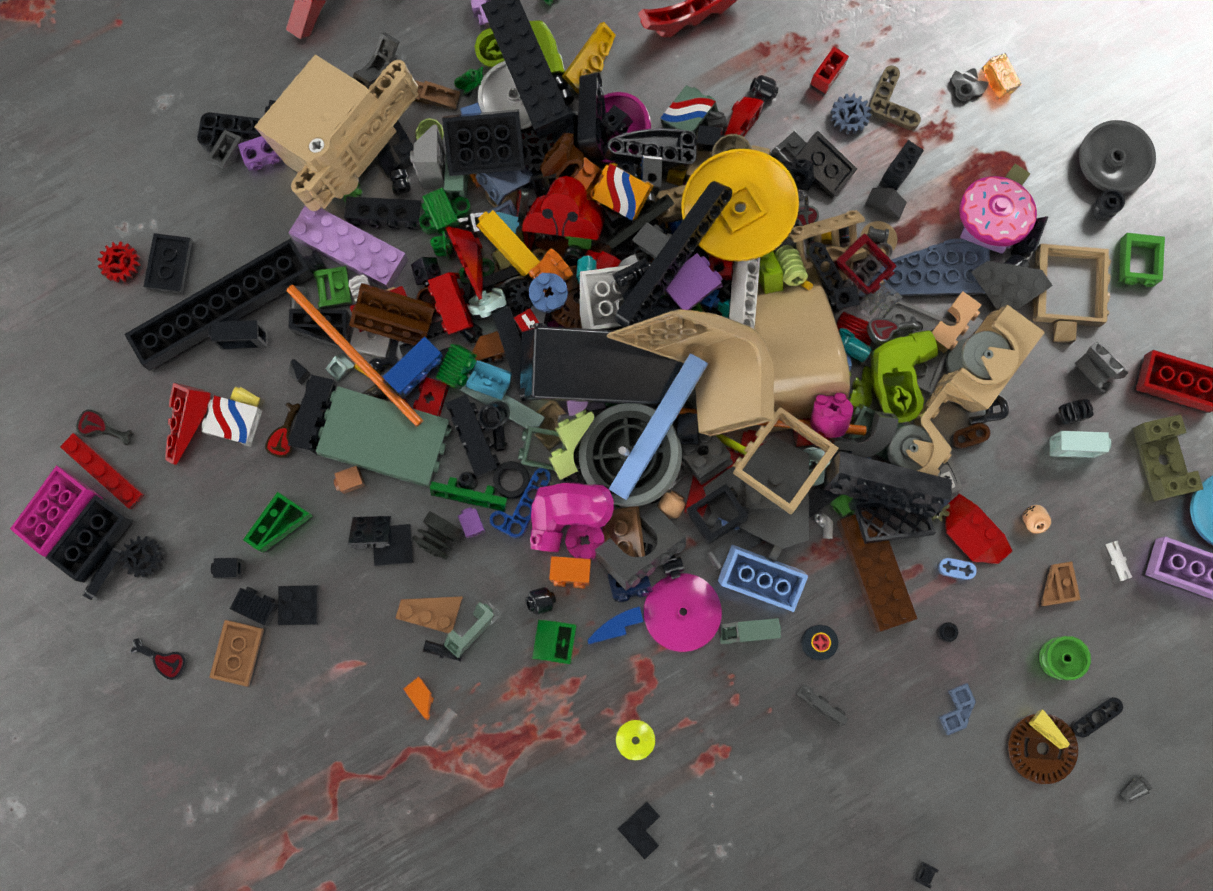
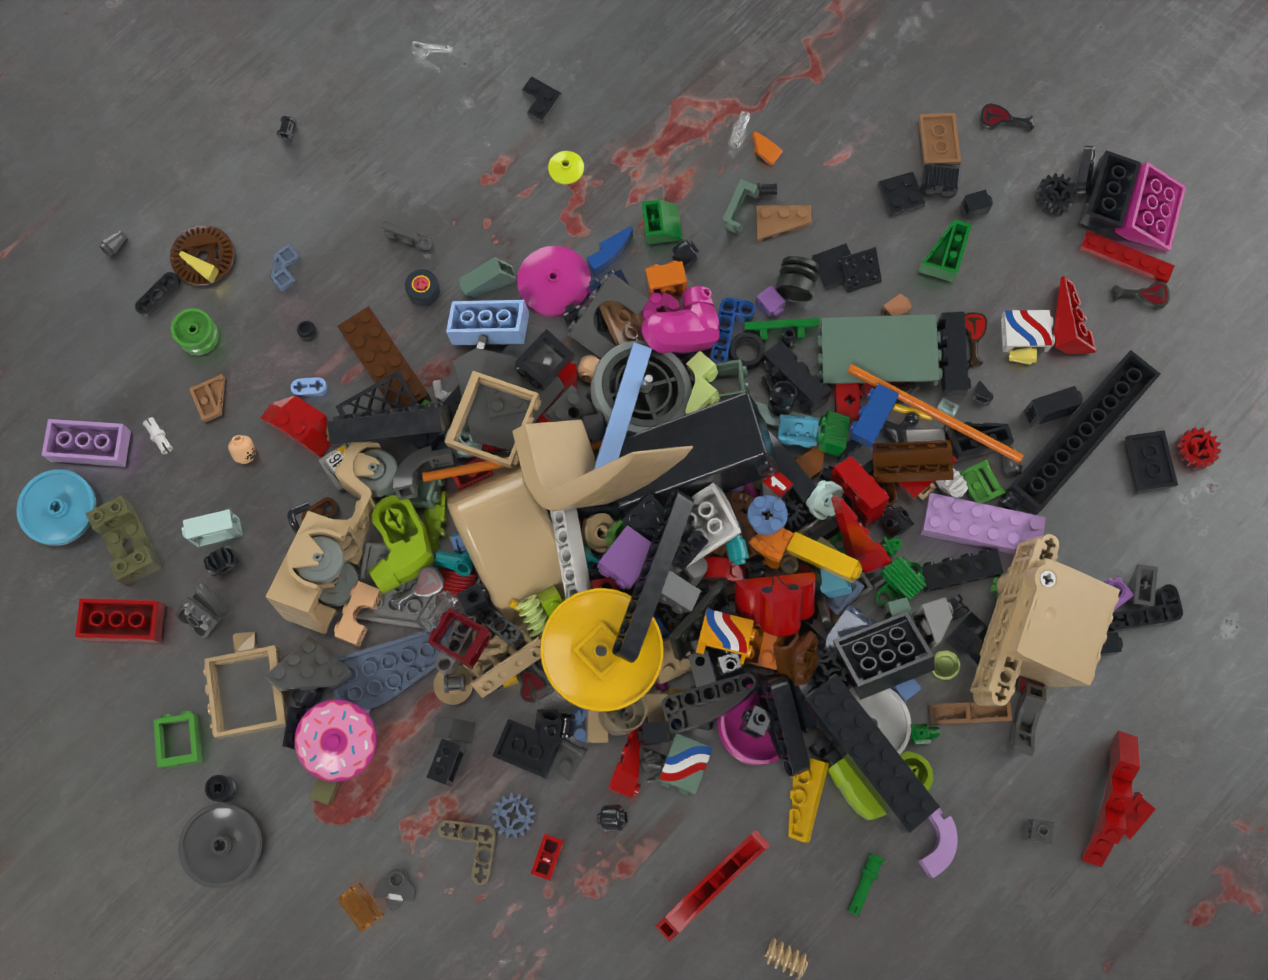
camera: 165 degrees right, 5 degrees down
(831, 415) = (463, 466): dark pink brick -> none

